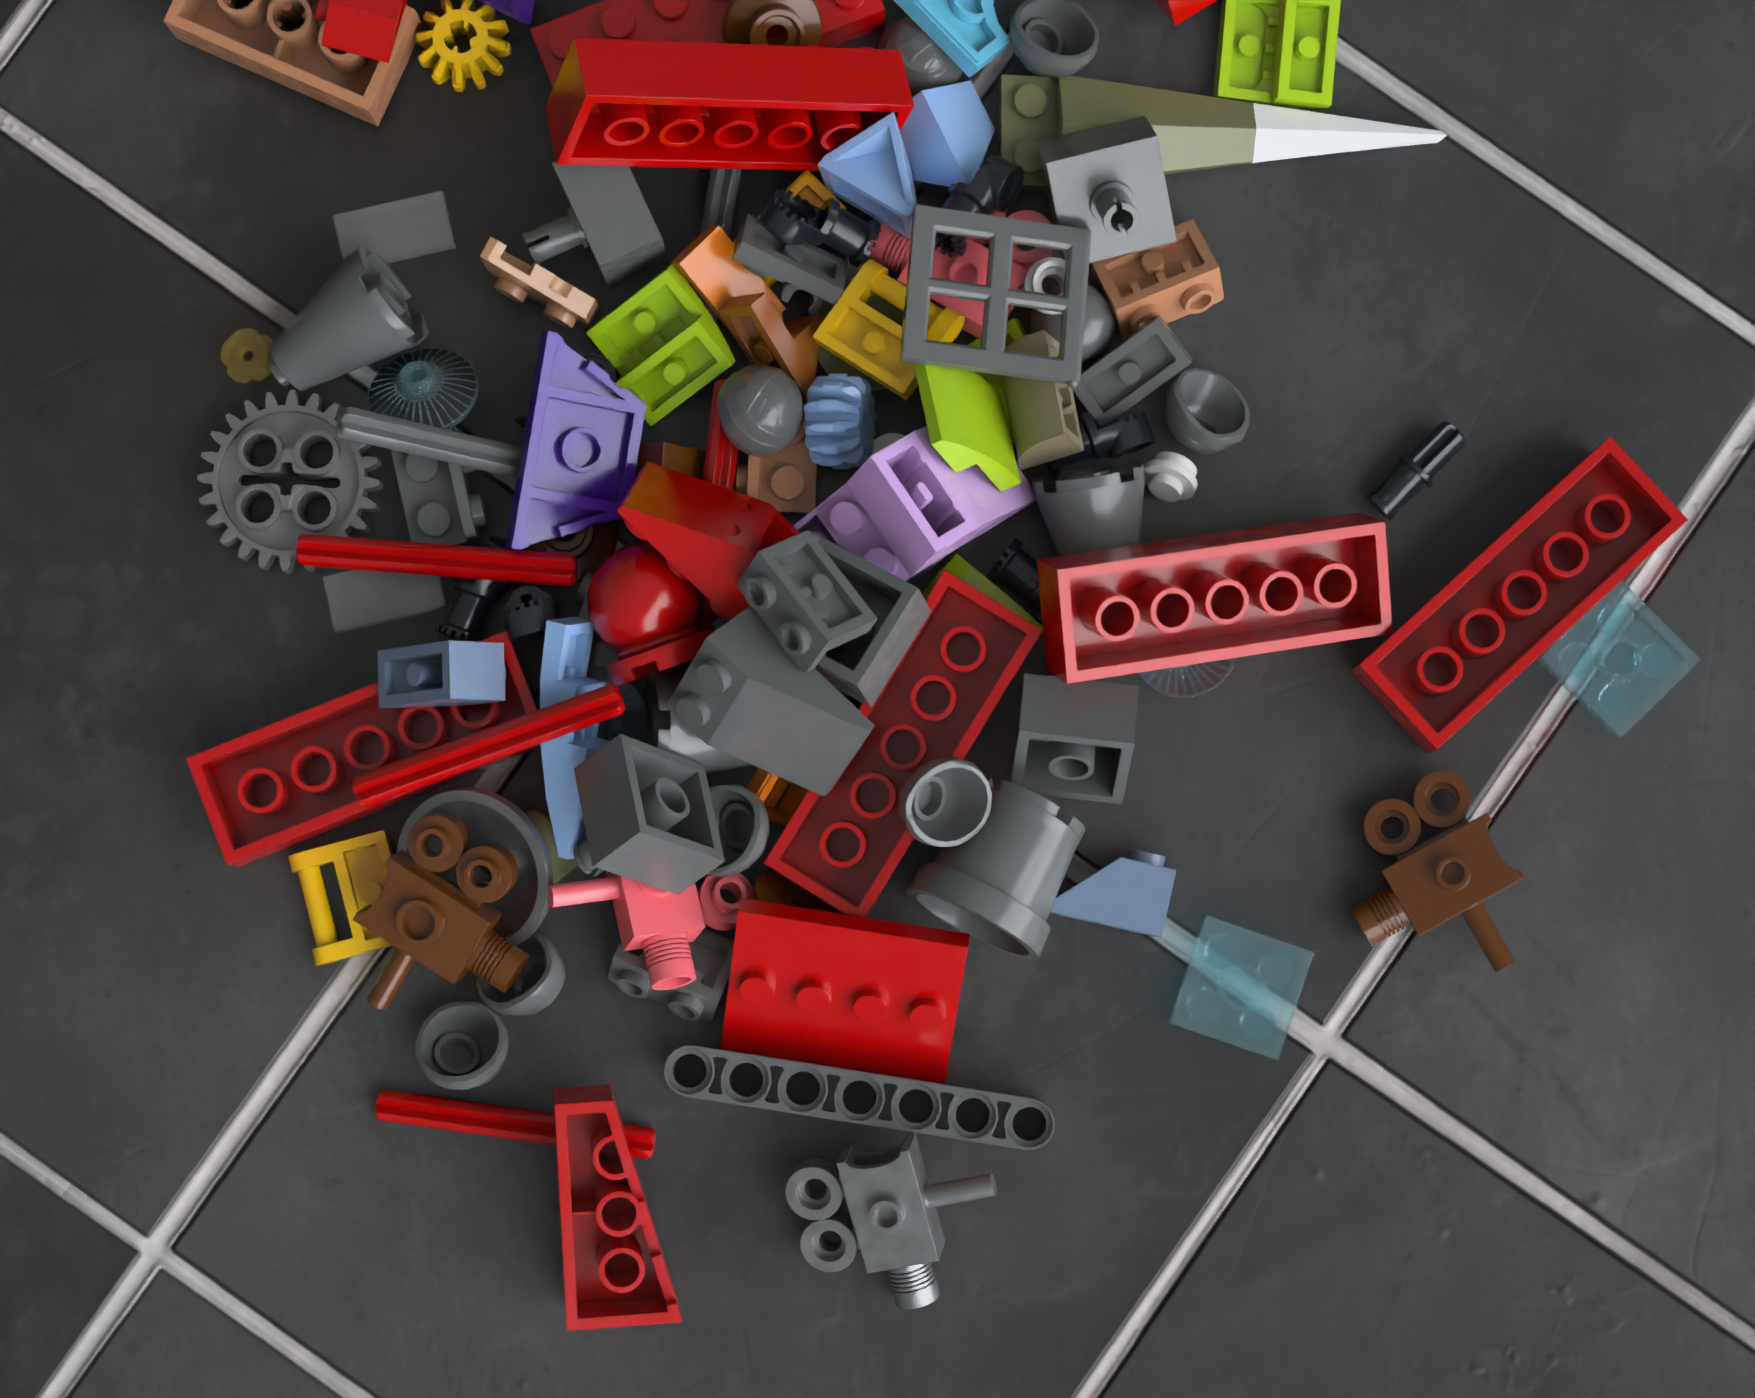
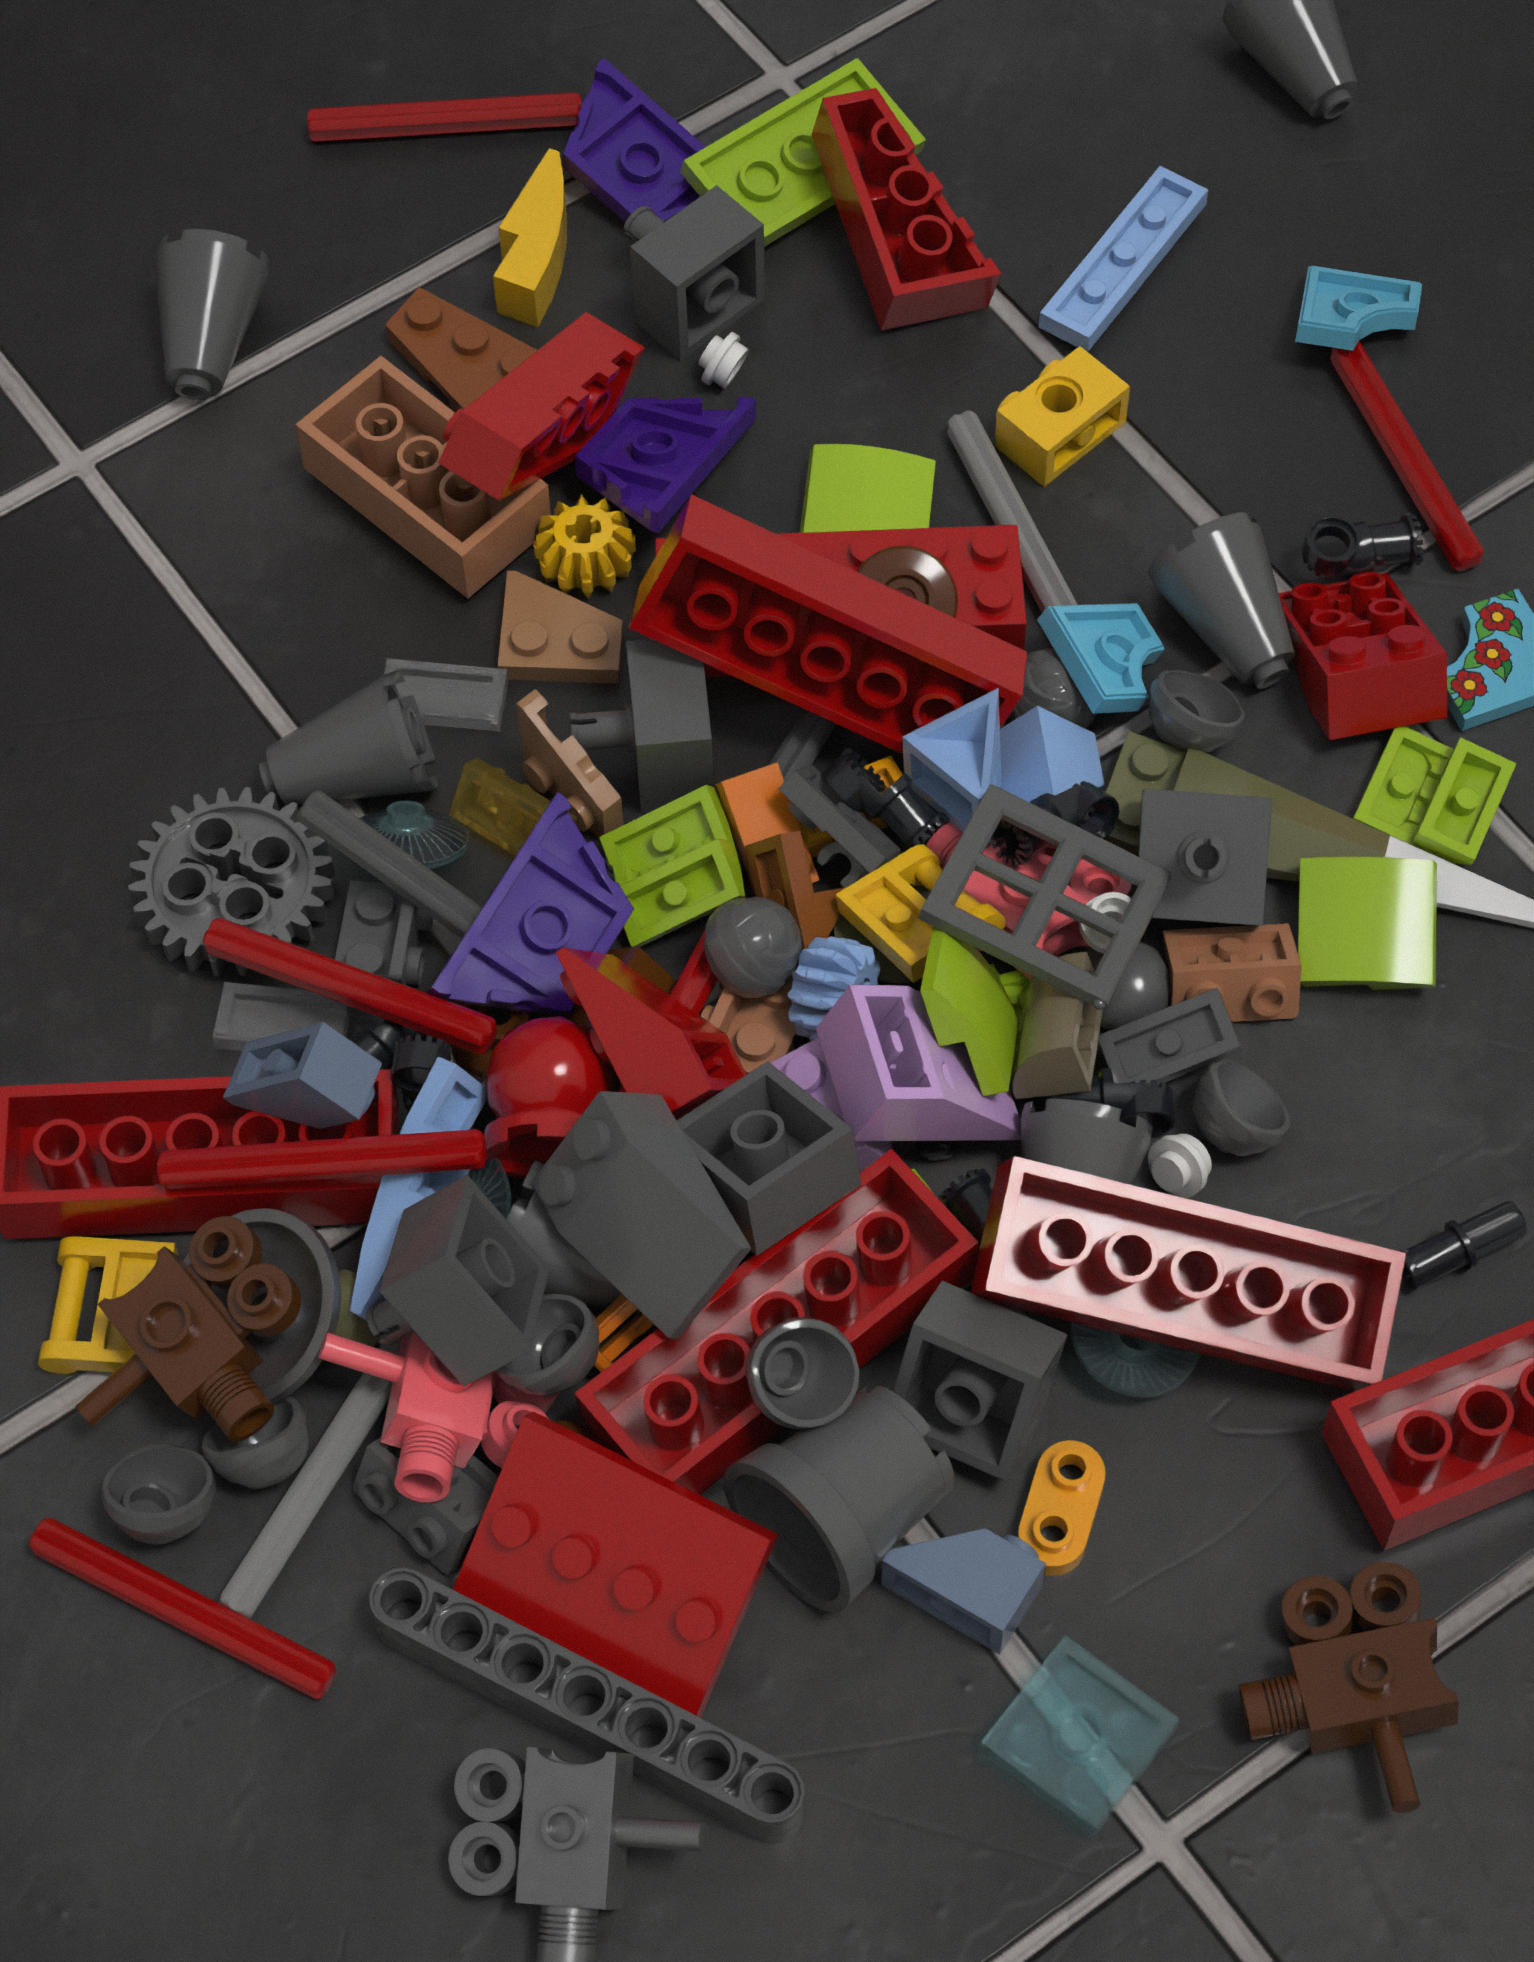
camera: 20 degrees right, 25 degrees down
(233, 355) = (240, 744): clear yellow plate -> none
(470, 138) = (556, 636): none -> medium nougat wing
(495, 334) = (497, 805): none -> clear yellow plate
(575, 996) = (307, 1493): none -> light grey axle
(607, 1231) = (233, 1733): red wedge -> none
(804, 599) = (722, 1094): dark grey bracket -> none
(1167, 803) = (1063, 1504): none -> light orange plate
(1259, 199) = (1367, 922): none -> lime slope

